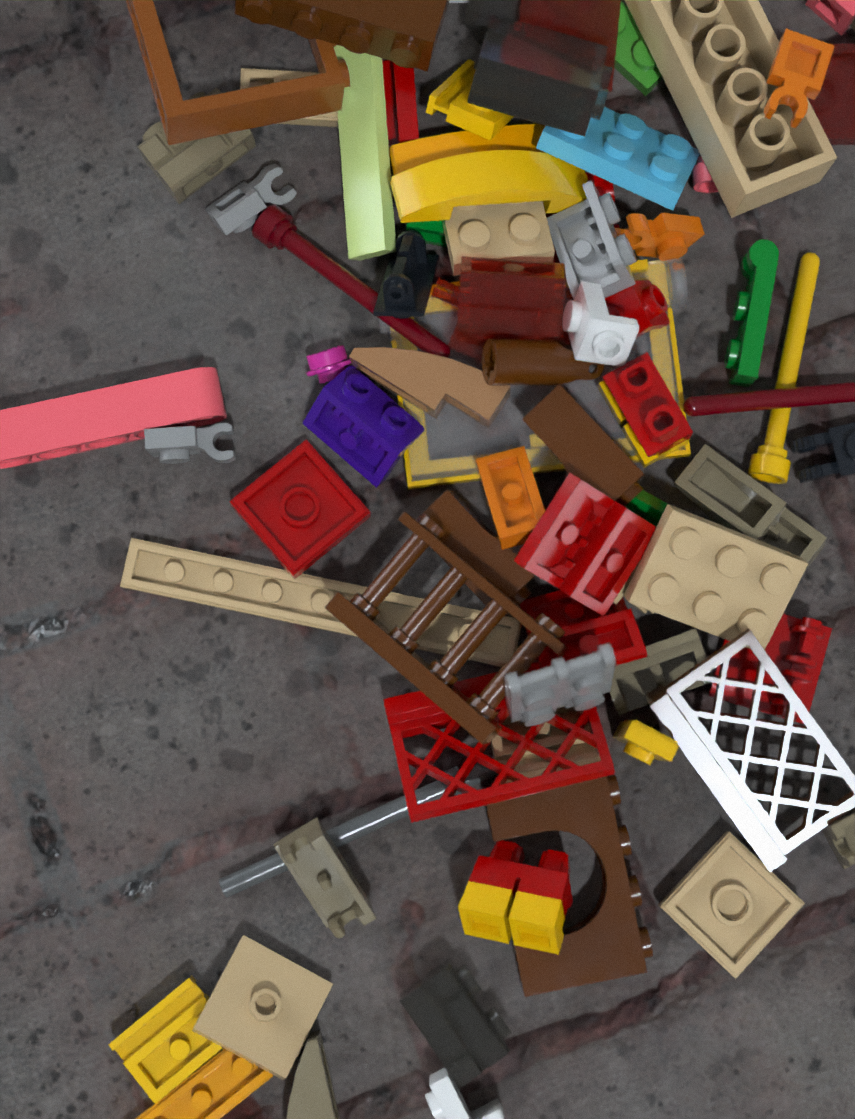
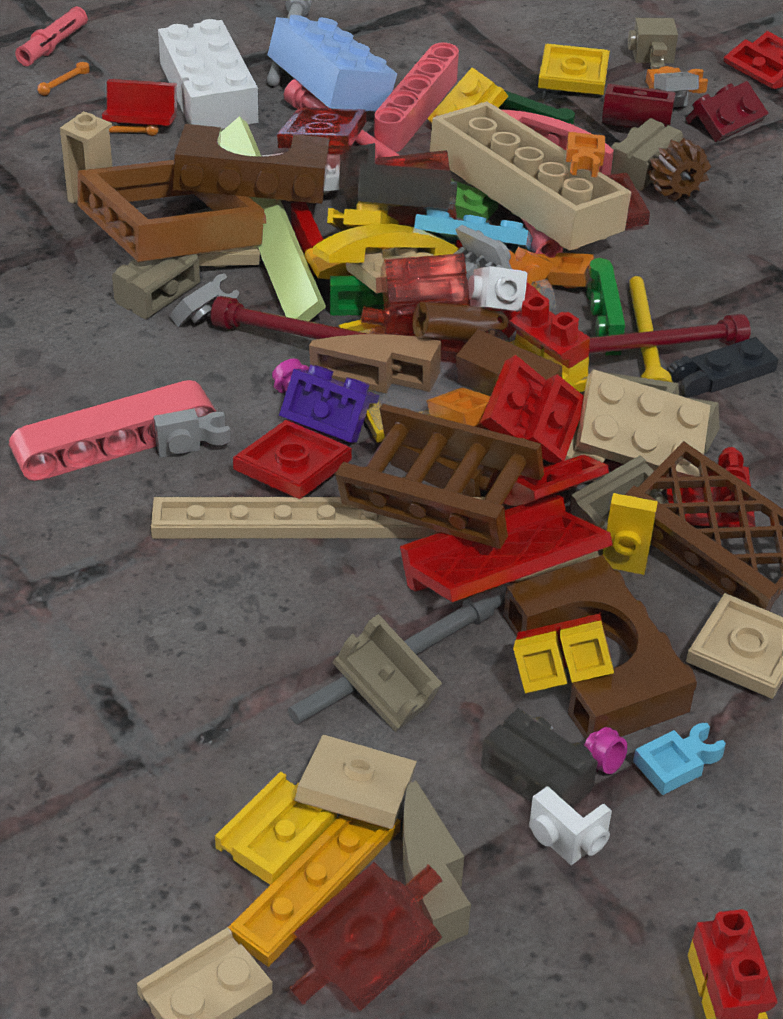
camera: 15 degrees left, 40 degrees down
(407, 278) = (339, 305): black hinge -> none
(529, 1014) = (607, 749): none -> dark pink plate
(568, 684) = (545, 481): light grey plate -> none
(595, 1043) = (676, 761): none -> medium azure plate
(722, 233) = (569, 269): none -> orange plate

